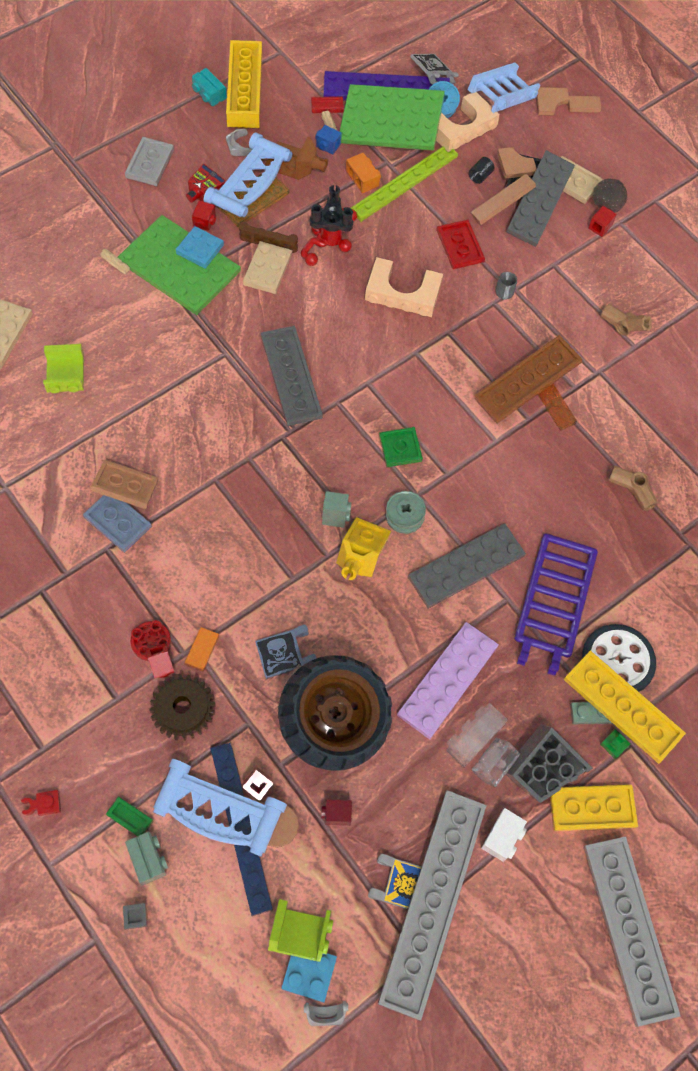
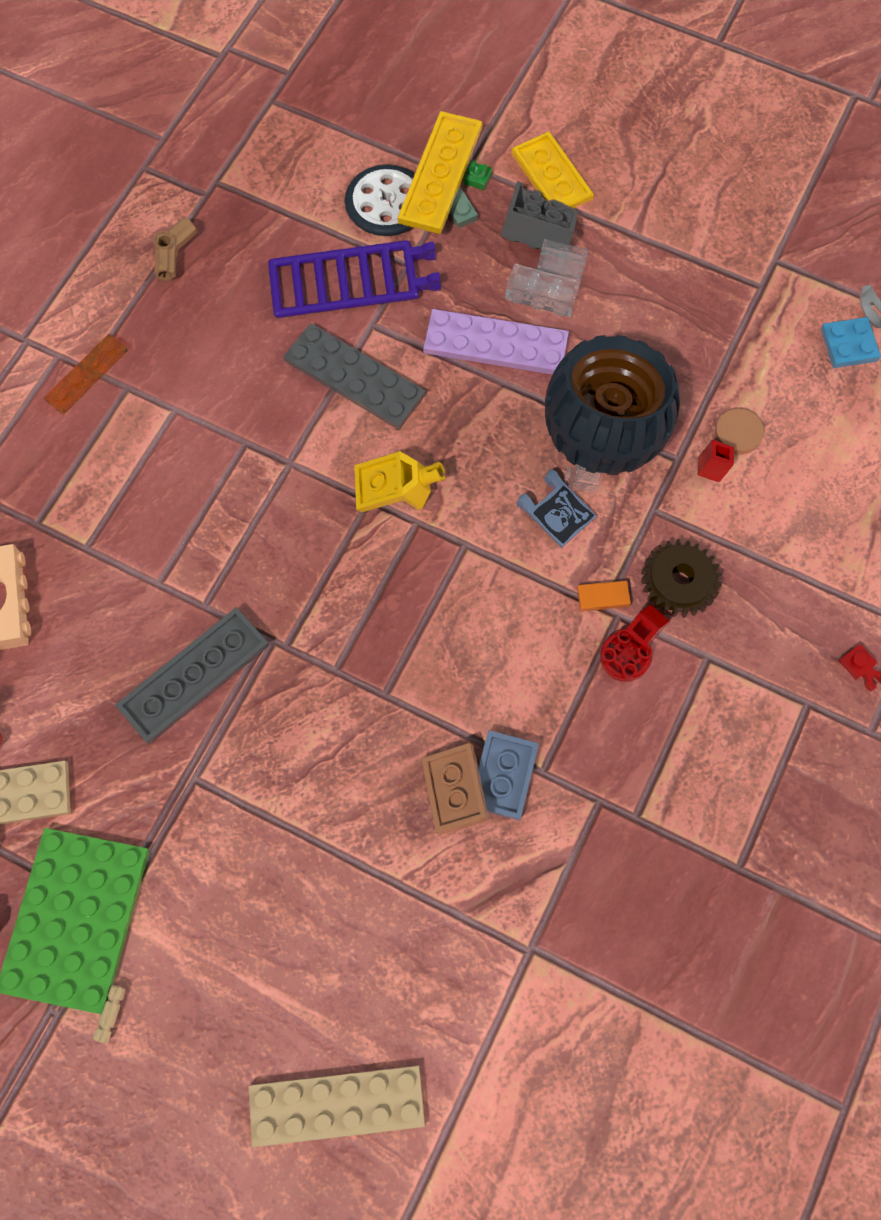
camera: 110 degrees left, 5 degrees up
(64, 368) = (324, 975): lime panel -> none
(129, 817) = (820, 573): green tile -> none
(146, 859) = (850, 531): sand green brick -> none
(199, 247) = (37, 896): dark azure plate -> none
(249, 863) = (760, 465): dark blue plate -> none
(262, 816) = (759, 537): light blue piece -> none
(300, 933) = (825, 358): lime panel -> none
(336, 509) = (363, 526): sand green brick -> none
(337, 812) = (695, 379): dark red brick -> none
(400, 447) = (235, 505): green tile -> none
(400, 882) = (722, 296): flag -> none
(405, 512) = (310, 457): sand green wheel -> none
(432, 906) = (723, 265): light grey plate -> none
(504, 835) = (626, 231): white brick -> none
(528, 379) = (76, 397): dark orange plate -> none
(631, 932) = (645, 108): light grey plate -> none

